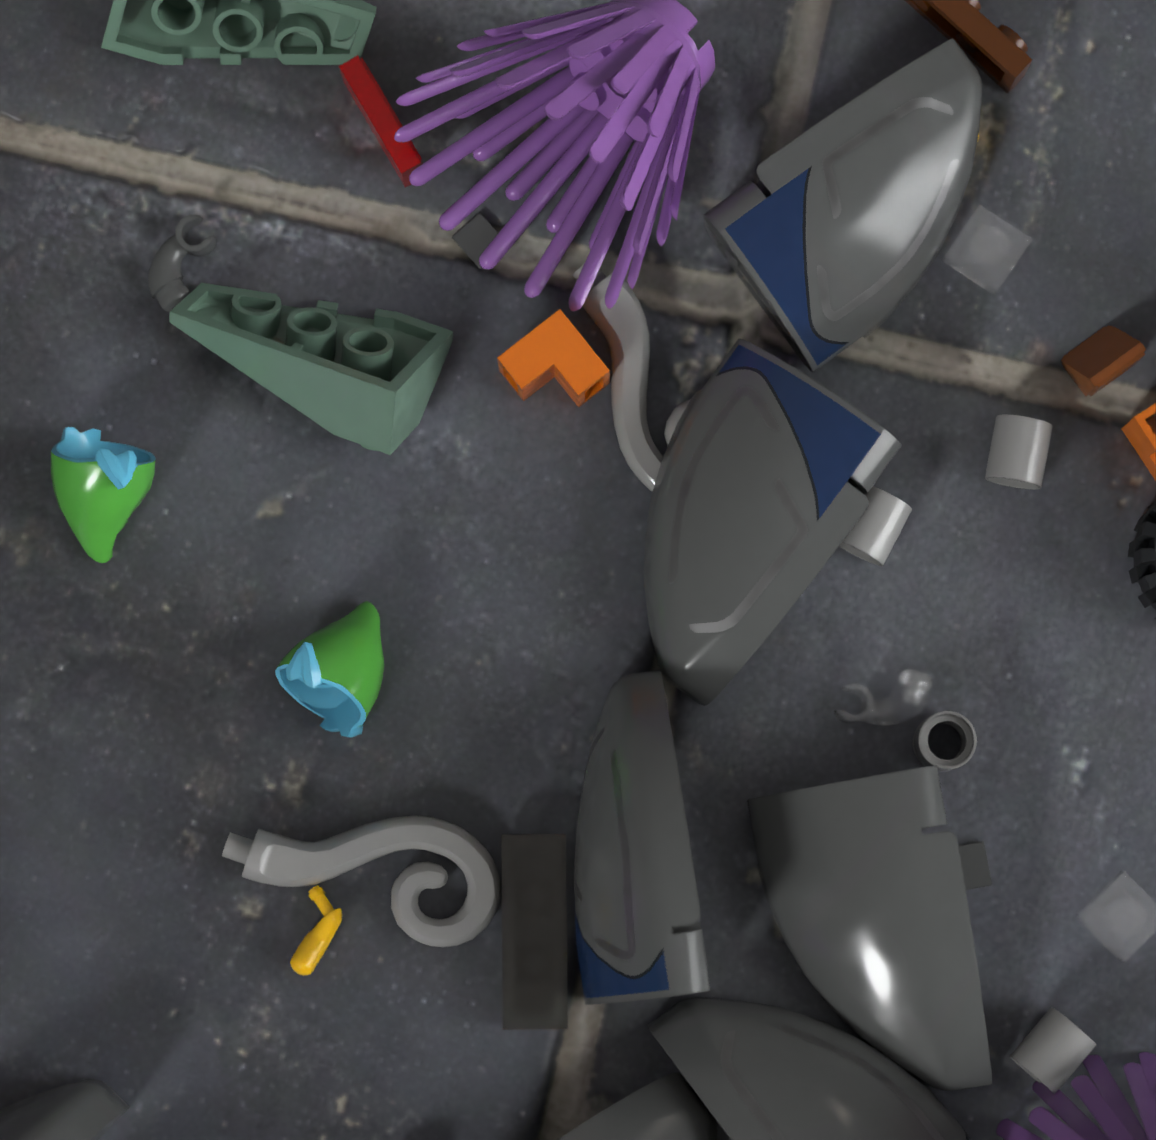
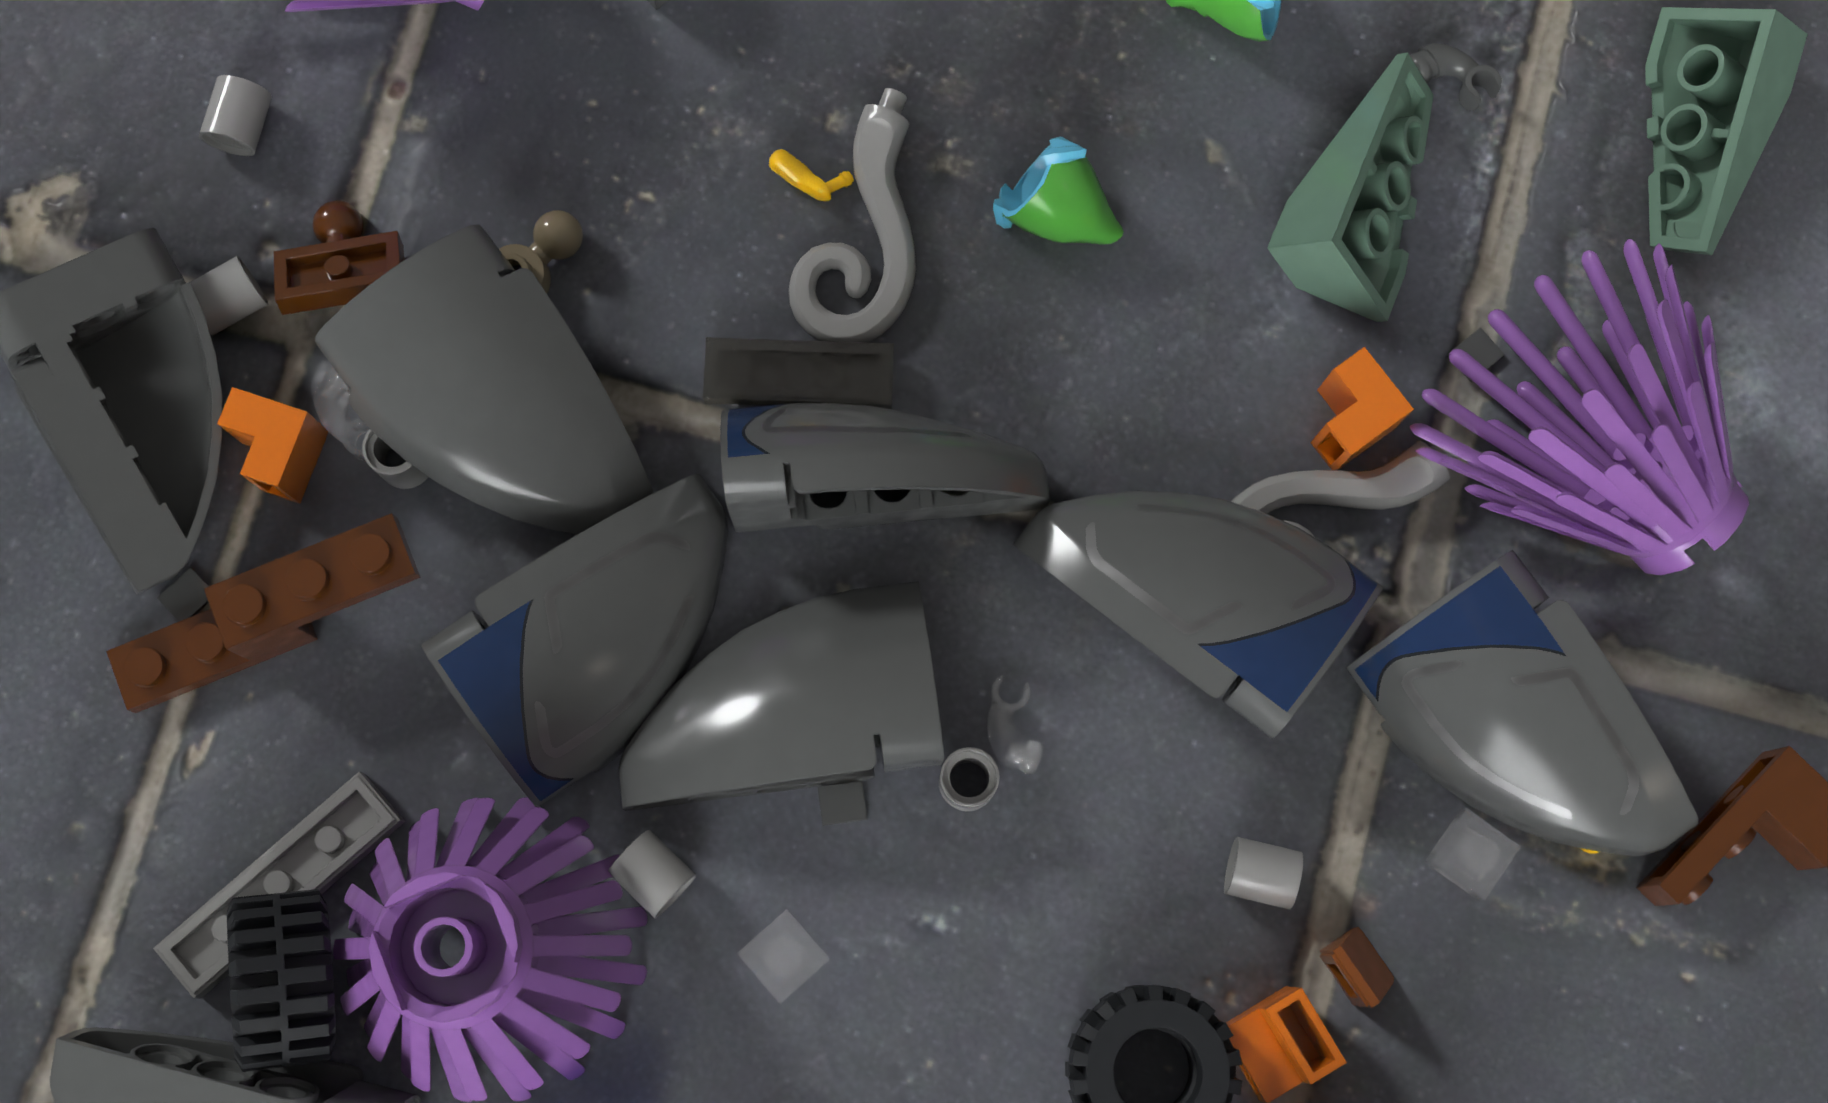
camera: 85 degrees right, 5 degrees down
(380, 117) = (1569, 272): red tile -> none
(877, 528) = (1190, 719): light grey beam -> none

